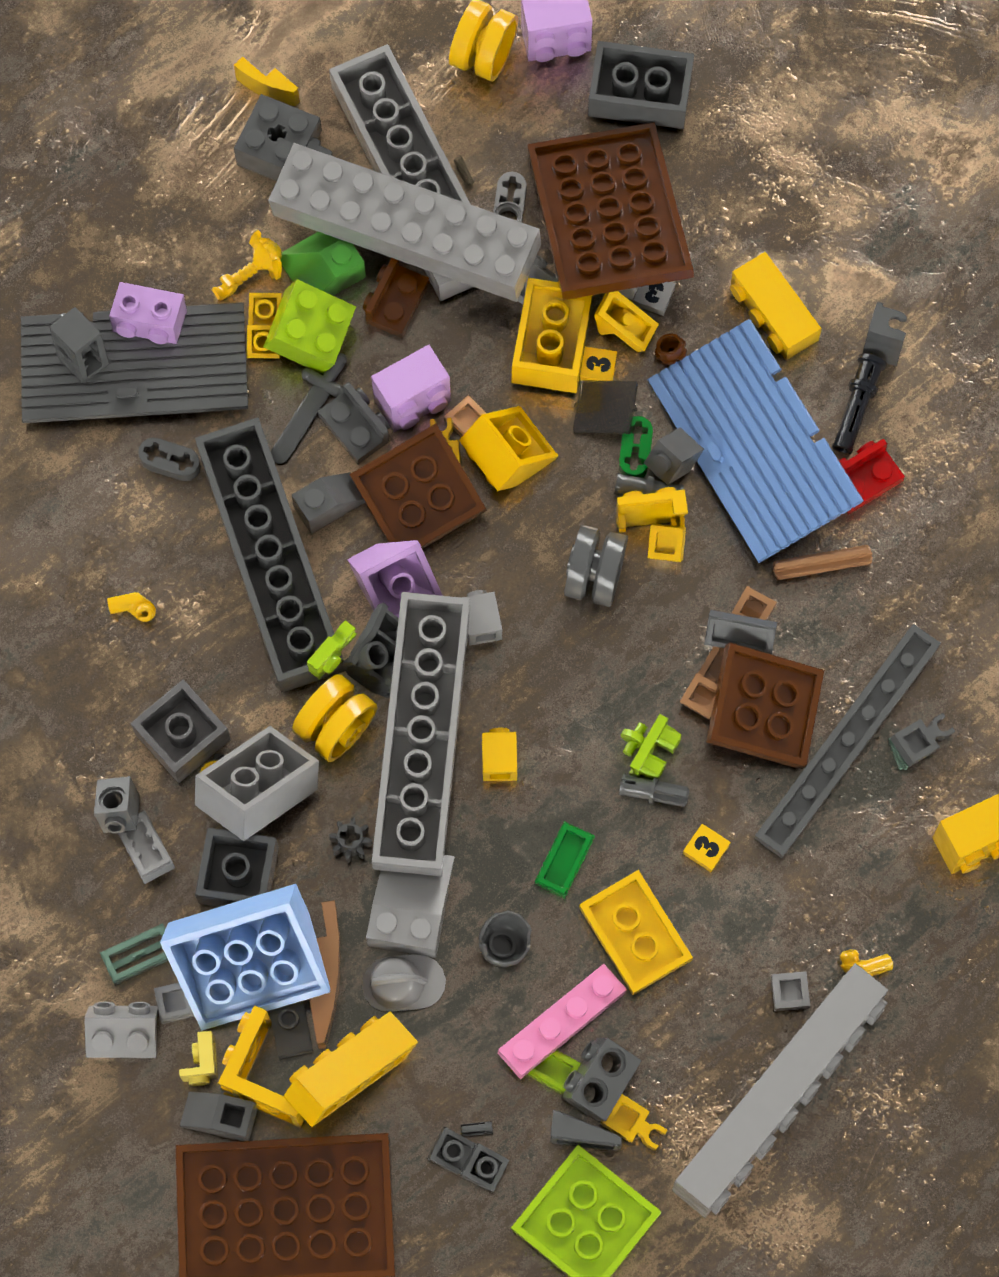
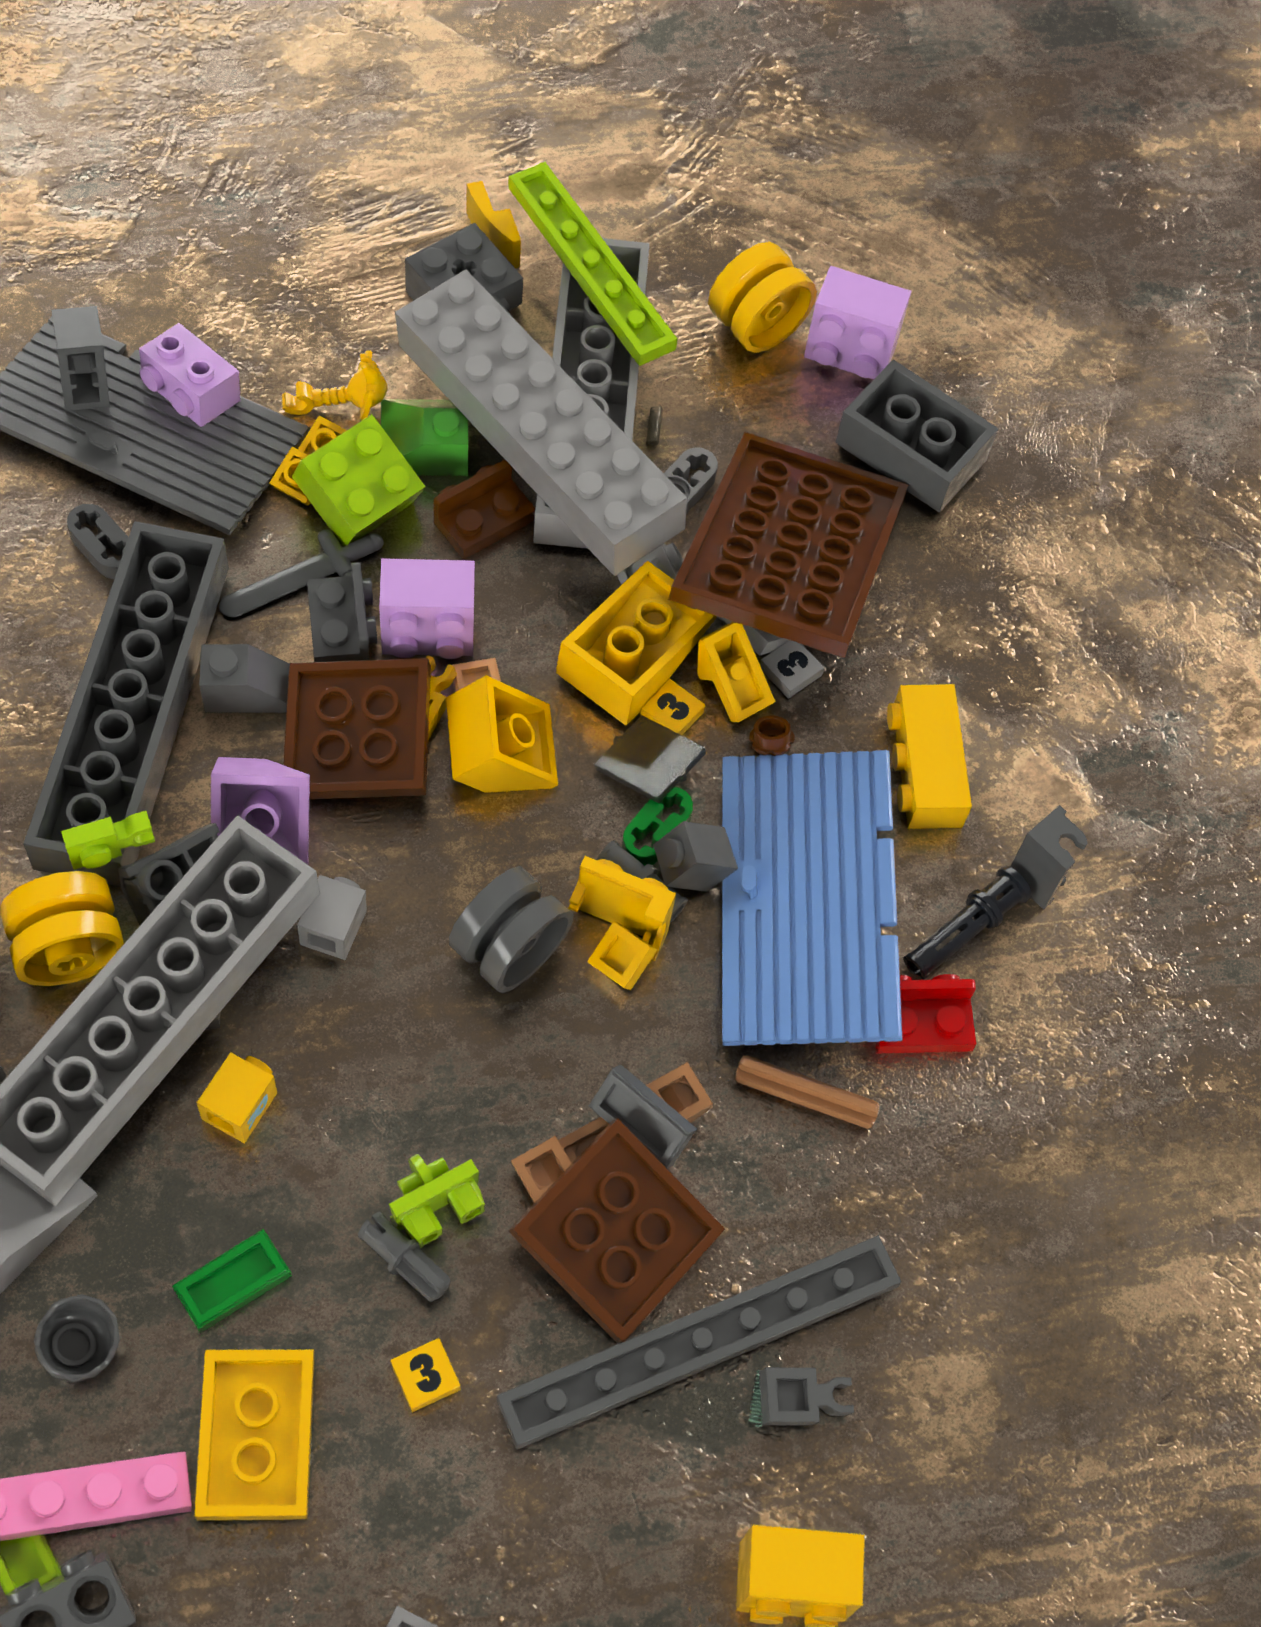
camera: 20 degrees right, 10 degrees down
(363, 84) = (592, 263): none -> lime plate

